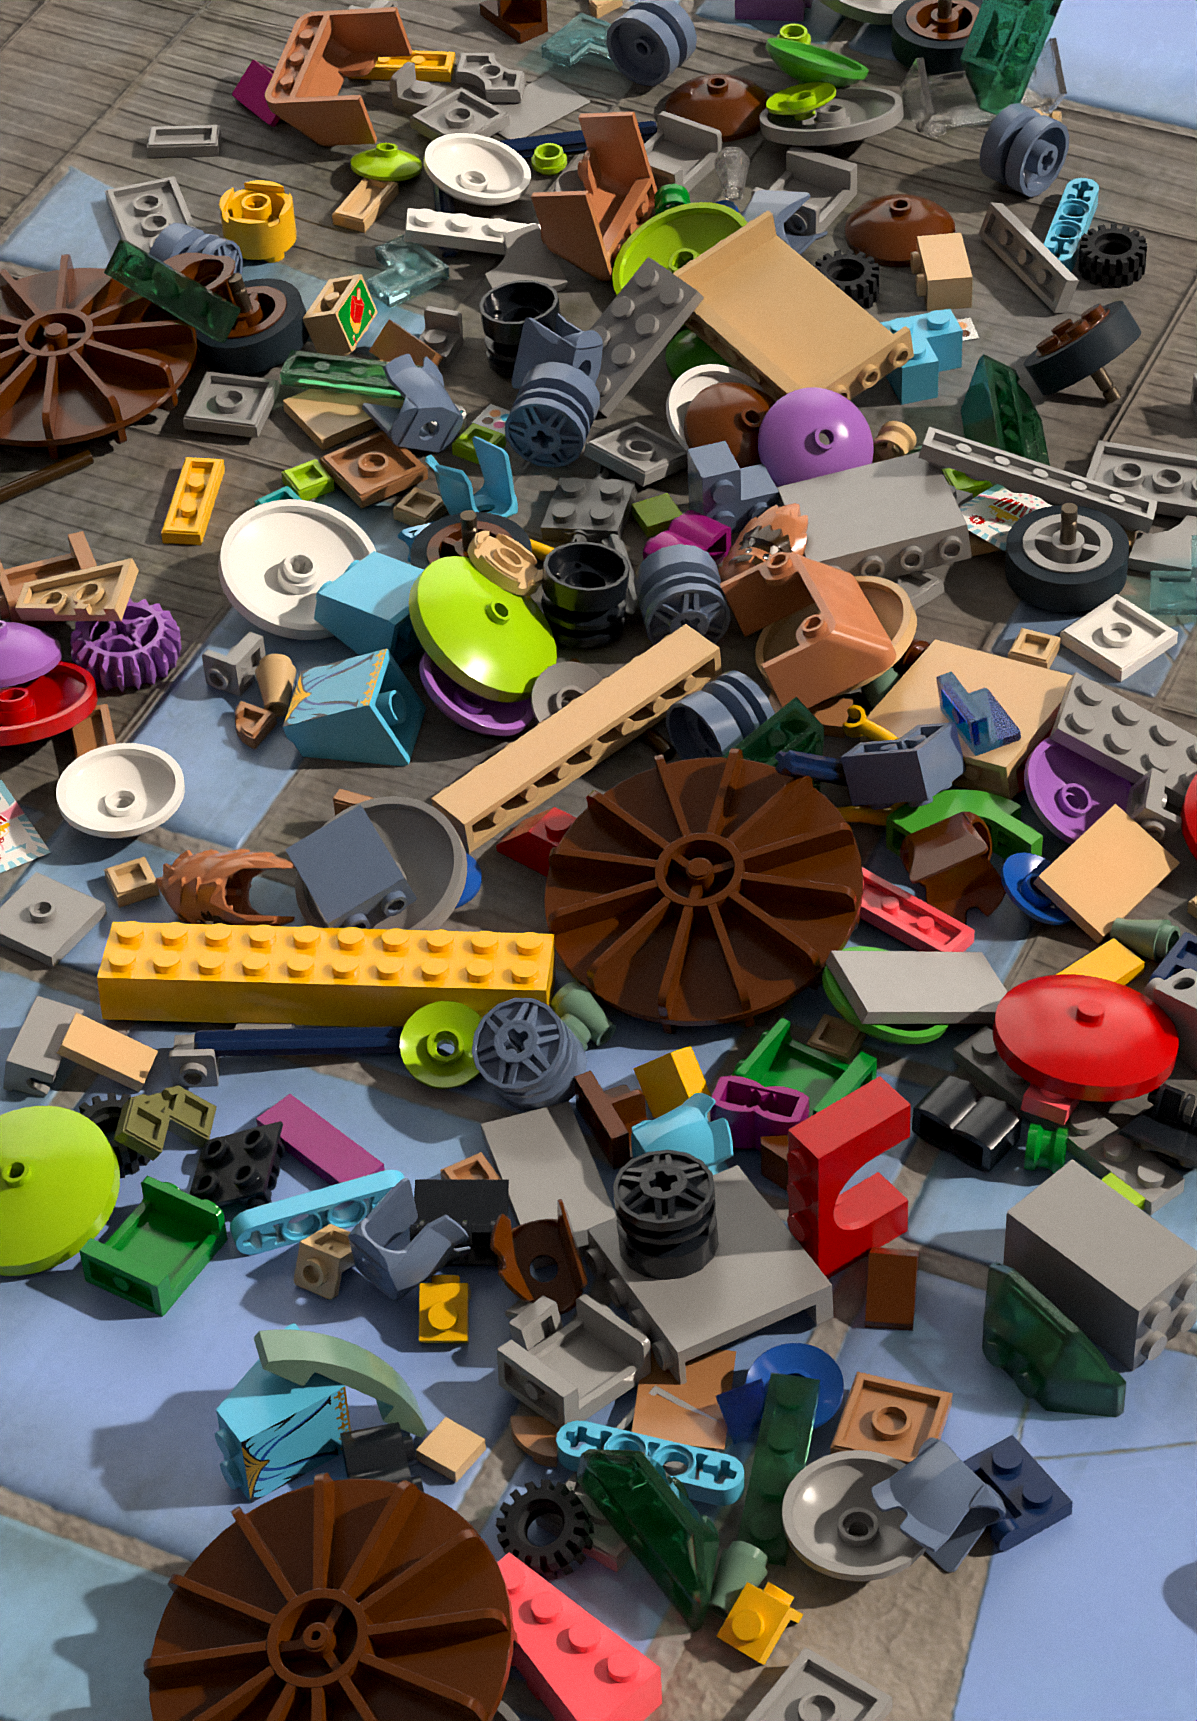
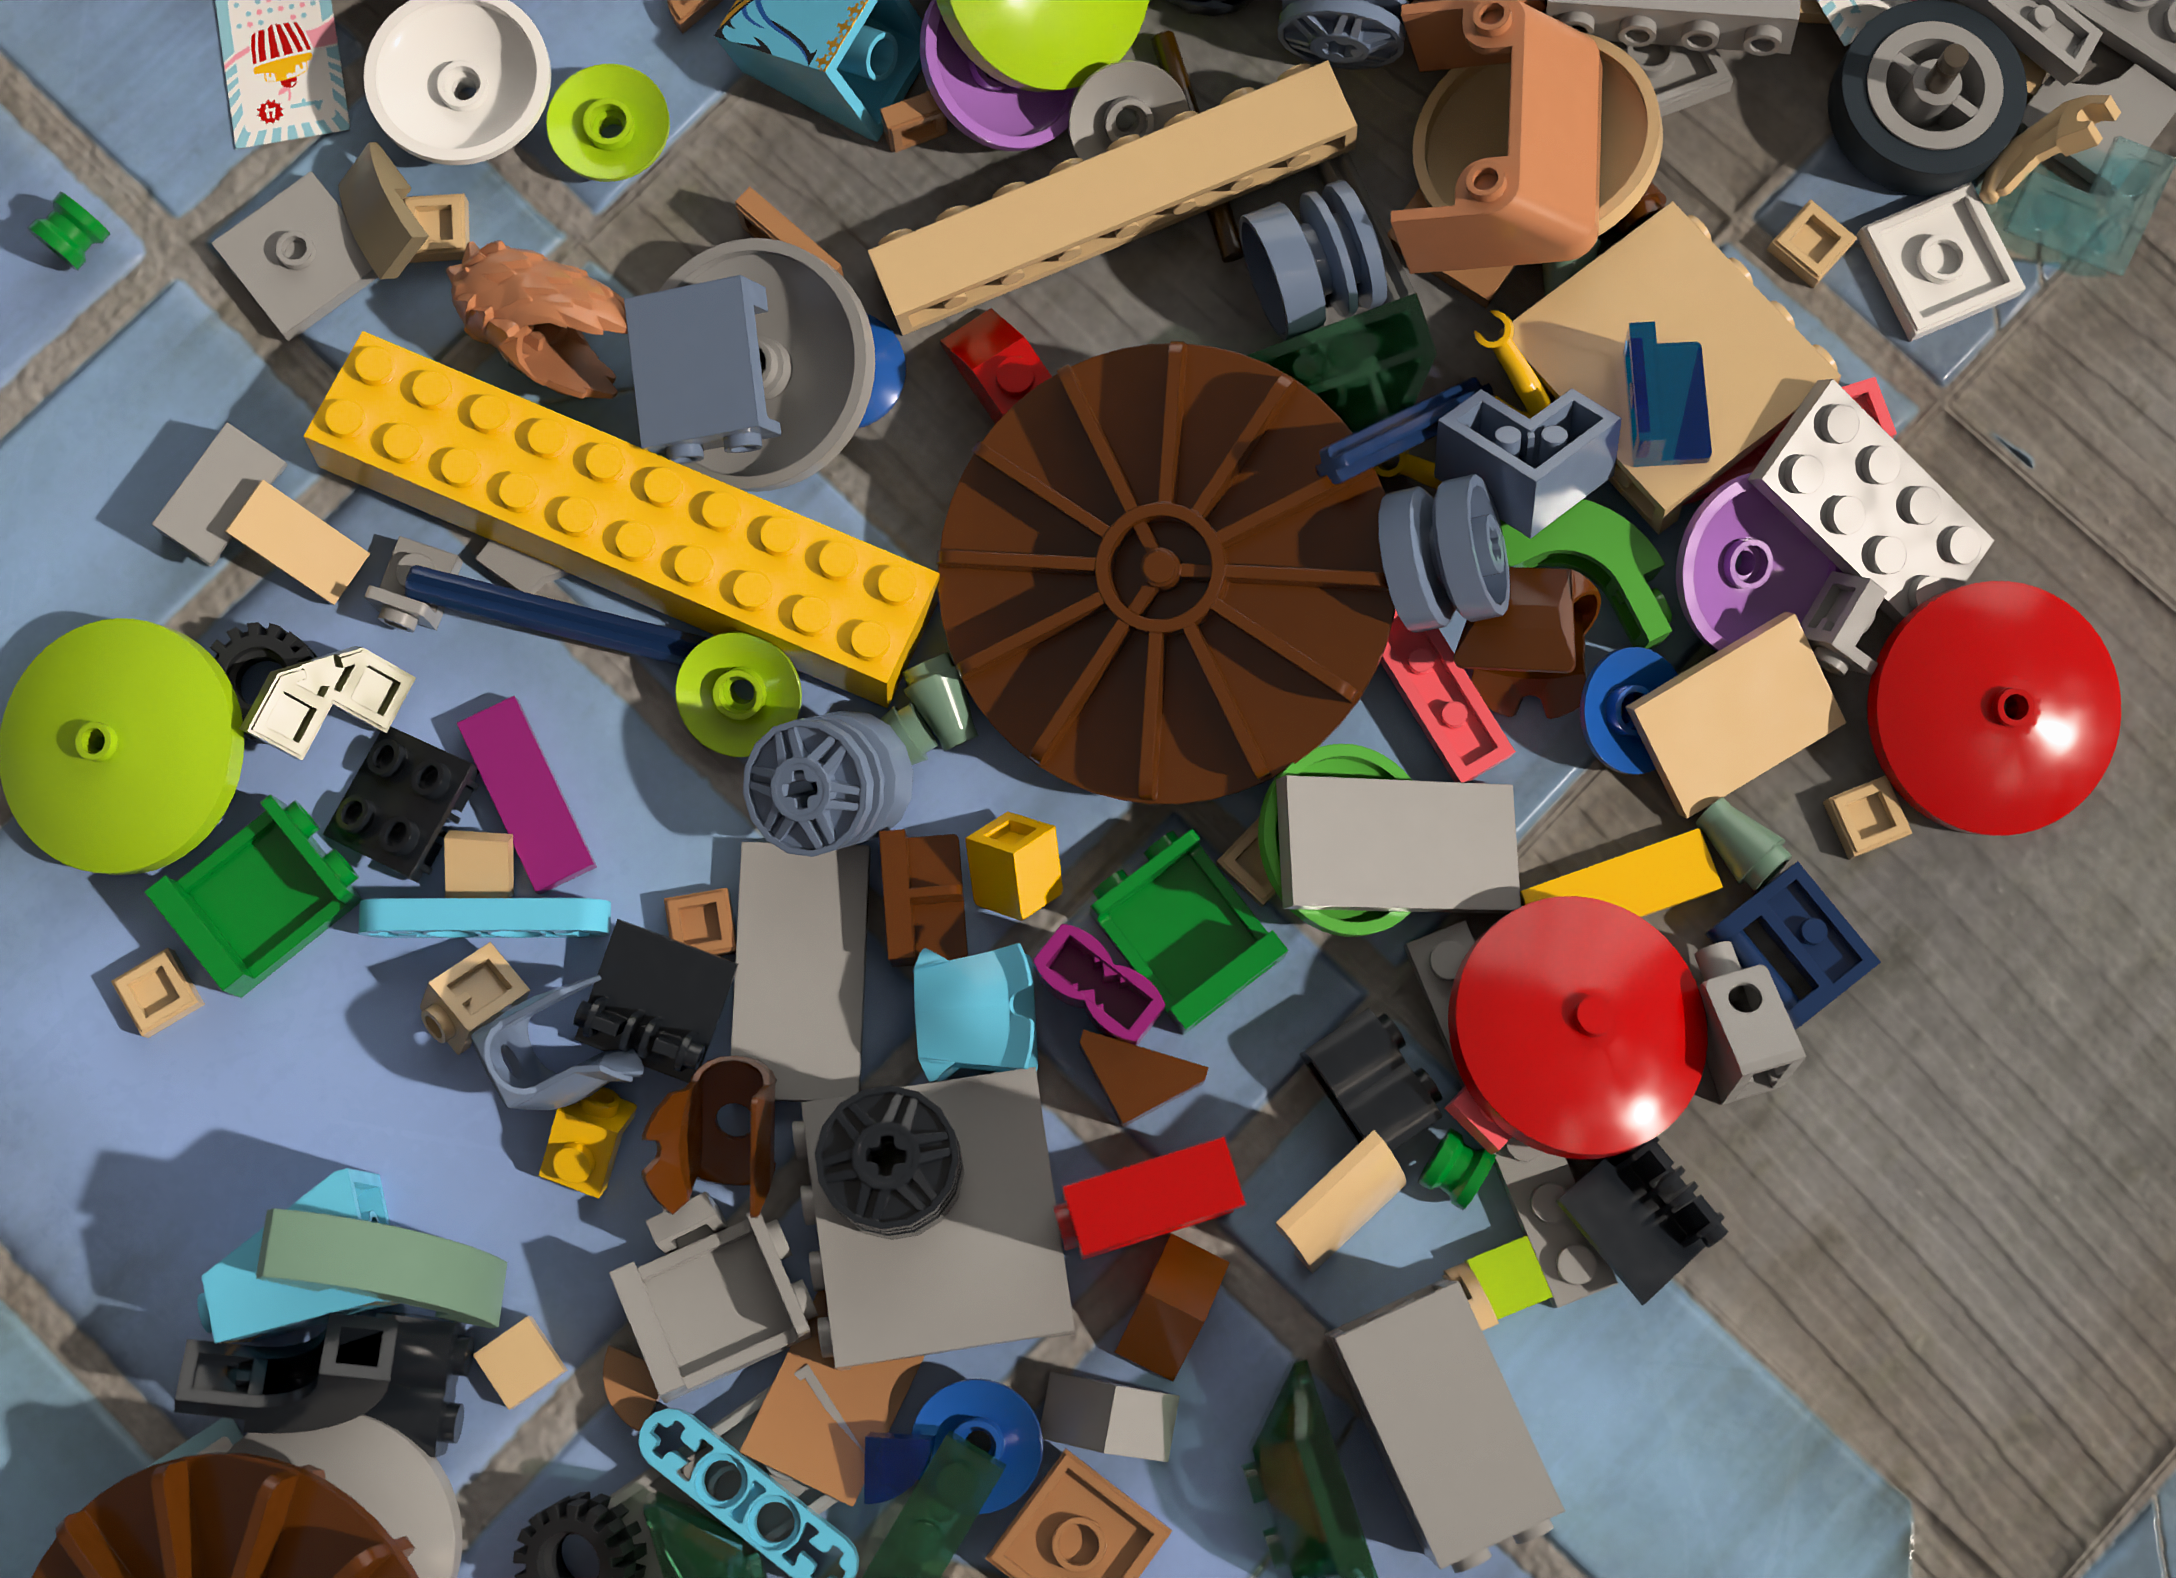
camera: 15 degrees right, 35 degrees up
(95, 874) = (377, 215): none -> dark tan slope
(103, 1326) = (157, 992): none -> tan tile
(228, 793) = (601, 98): none -> lime dish
(302, 1178) = (478, 864): none -> tan tile
(333, 1446) = (292, 1385): none -> black arch
(430, 739) = (912, 122): none -> medium nougat tile
(878, 814) = (1444, 554): none -> sand blue wheel
(880, 1347) = (1109, 1417): none -> light grey slope
(978, 1174) = (1342, 1202): none -> tan slope
(1160, 544) = (2064, 130): none -> tan piece

